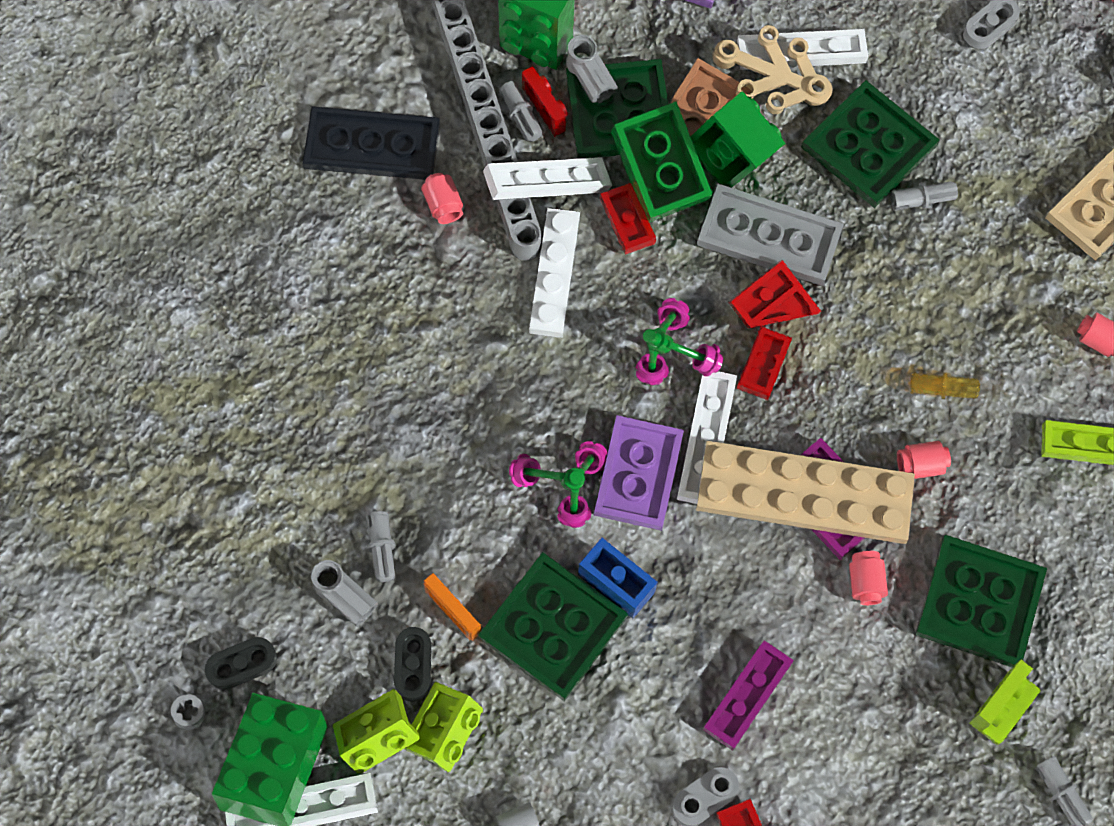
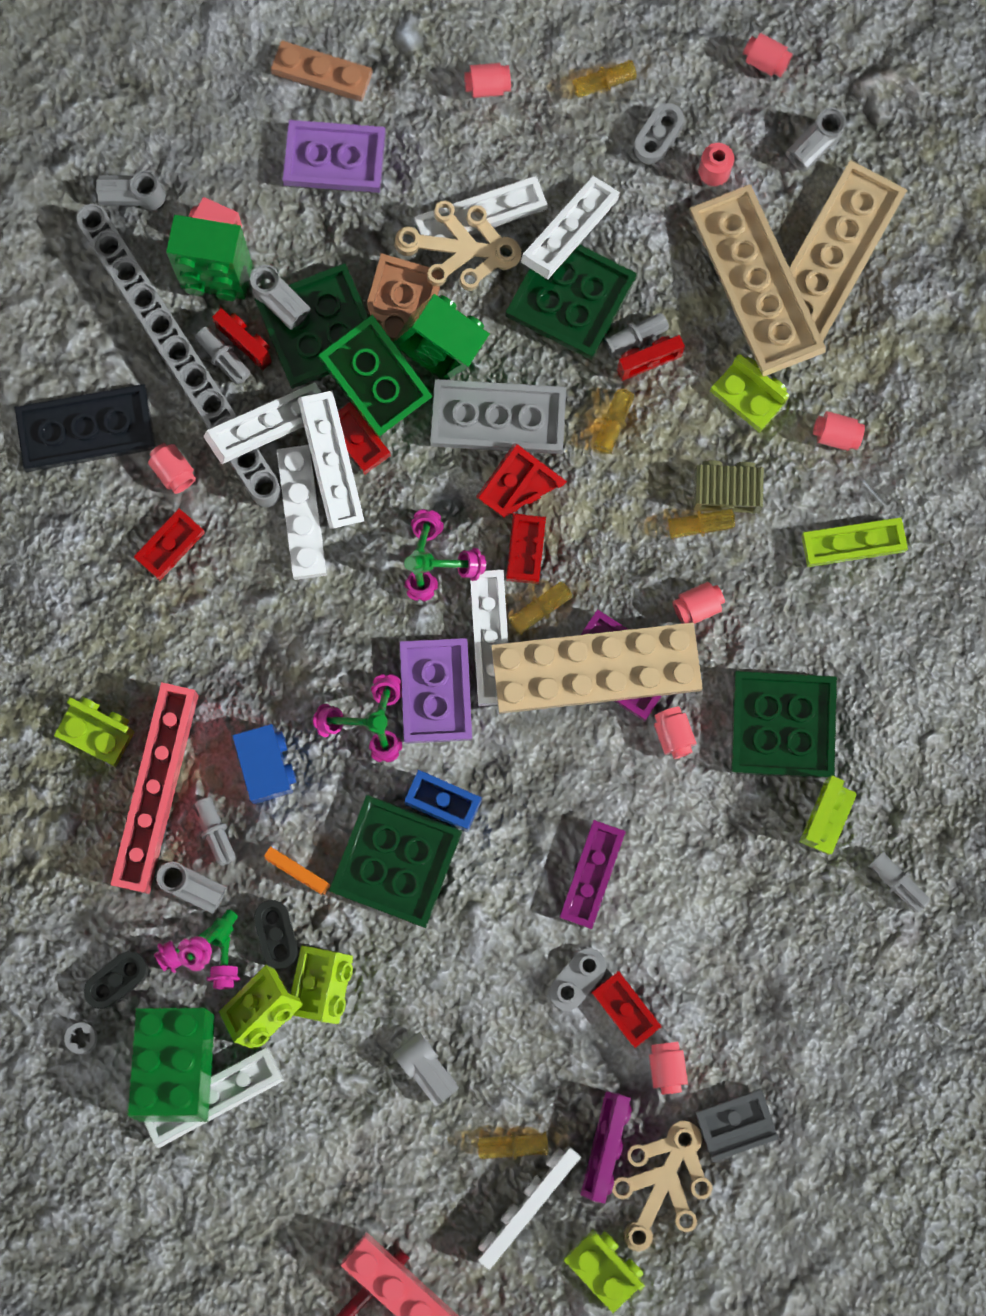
camera: 15 degrees left, 10 degrees up
(295, 419) = (94, 732): none -> lime bracket
(330, 650) = (197, 952): none -> dark pink plant
(335, 488) = (155, 788): none -> coral brick
(419, 267) = (169, 544): none -> red plate
(449, 495) = (264, 763): none -> blue brick
(597, 229) = (331, 459): none -> white plate
(763, 422) = (540, 607): none -> clear yellow axle
(881, 269) = (614, 421): none -> clear yellow axle
(885, 80) = (570, 227): none -> white plate
(938, 218) = (661, 352): none -> red plate
(980, 358) = (728, 487): none -> olive brick
(1024, 277) = (749, 393): none -> lime bracket
(1040, 62) = (716, 164): none -> coral brick
(1056, 175) = (757, 280): none -> tan plate

